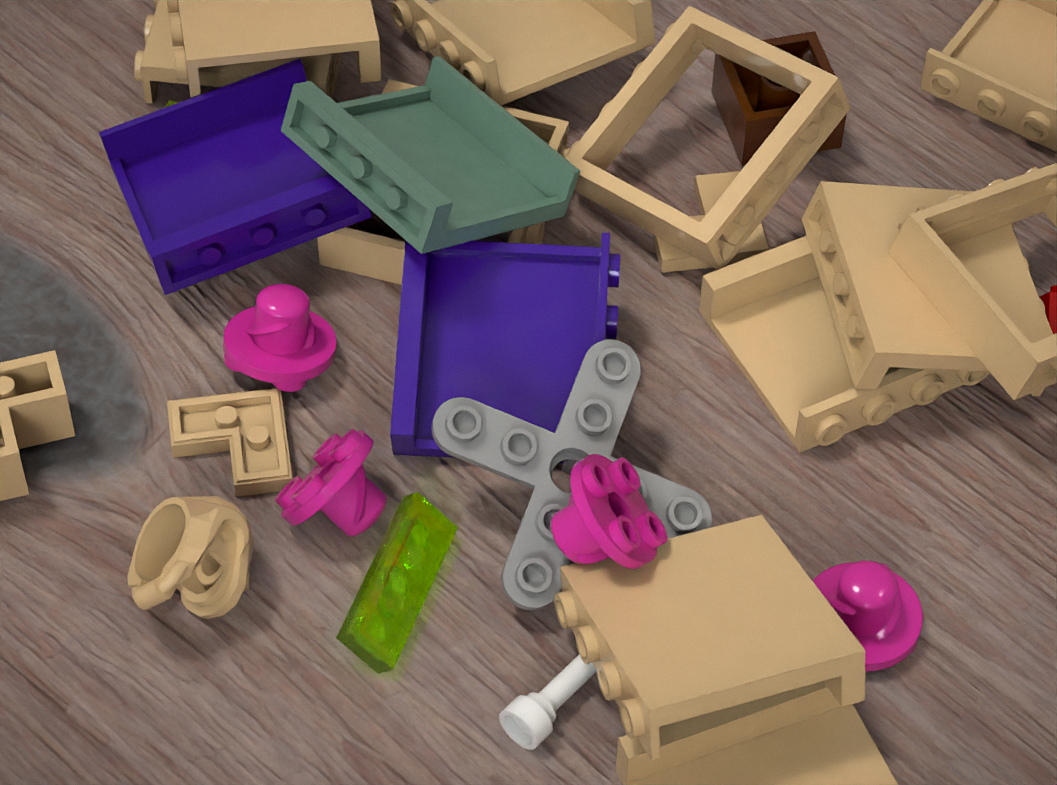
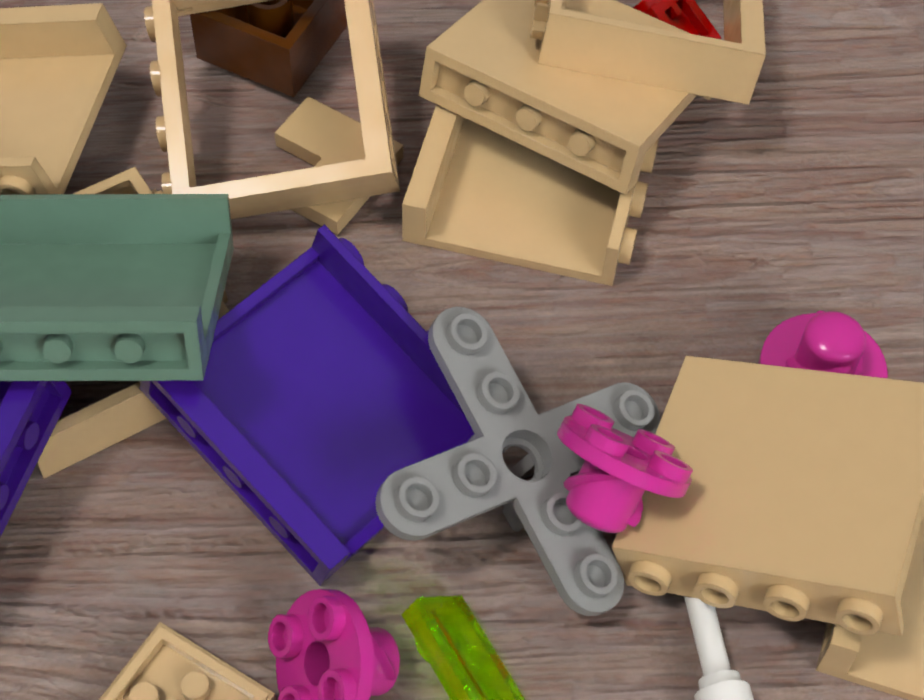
camera: 50 degrees left, 5 degrees up
(279, 339) = (112, 581): dark pink plate -> none

